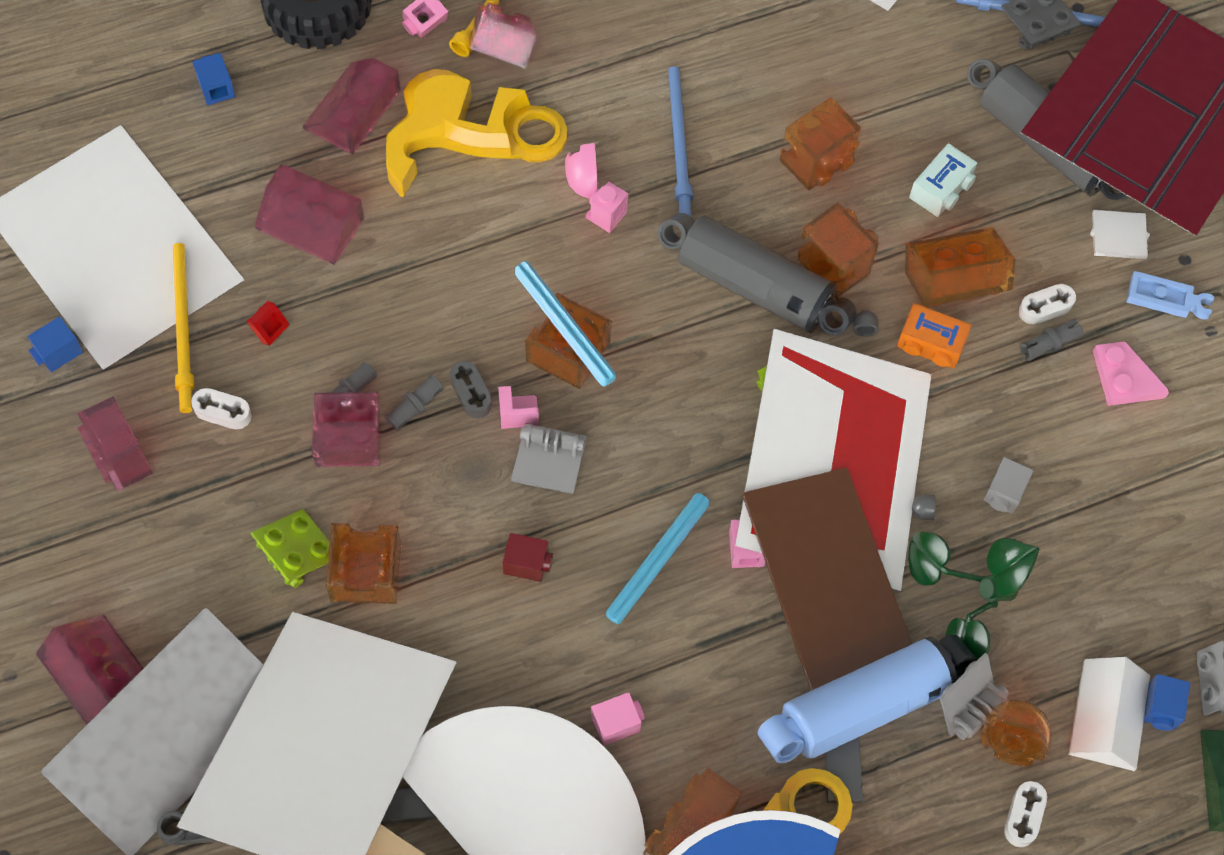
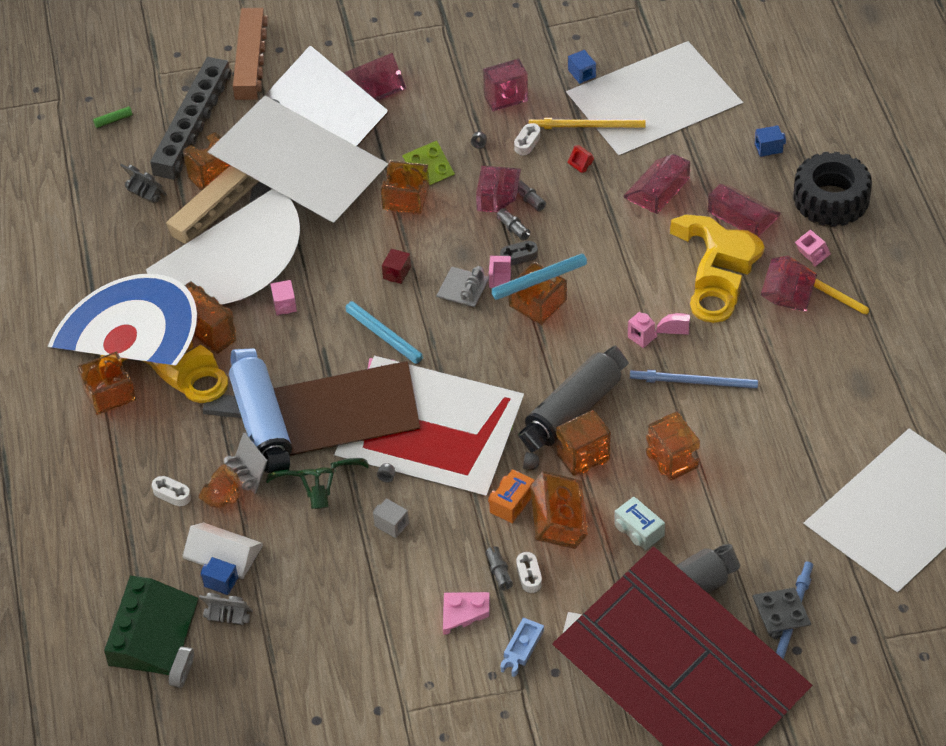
camera: 105 degrees right, 15 degrees down
(228, 478) = (482, 142): none -> dark grey hinge

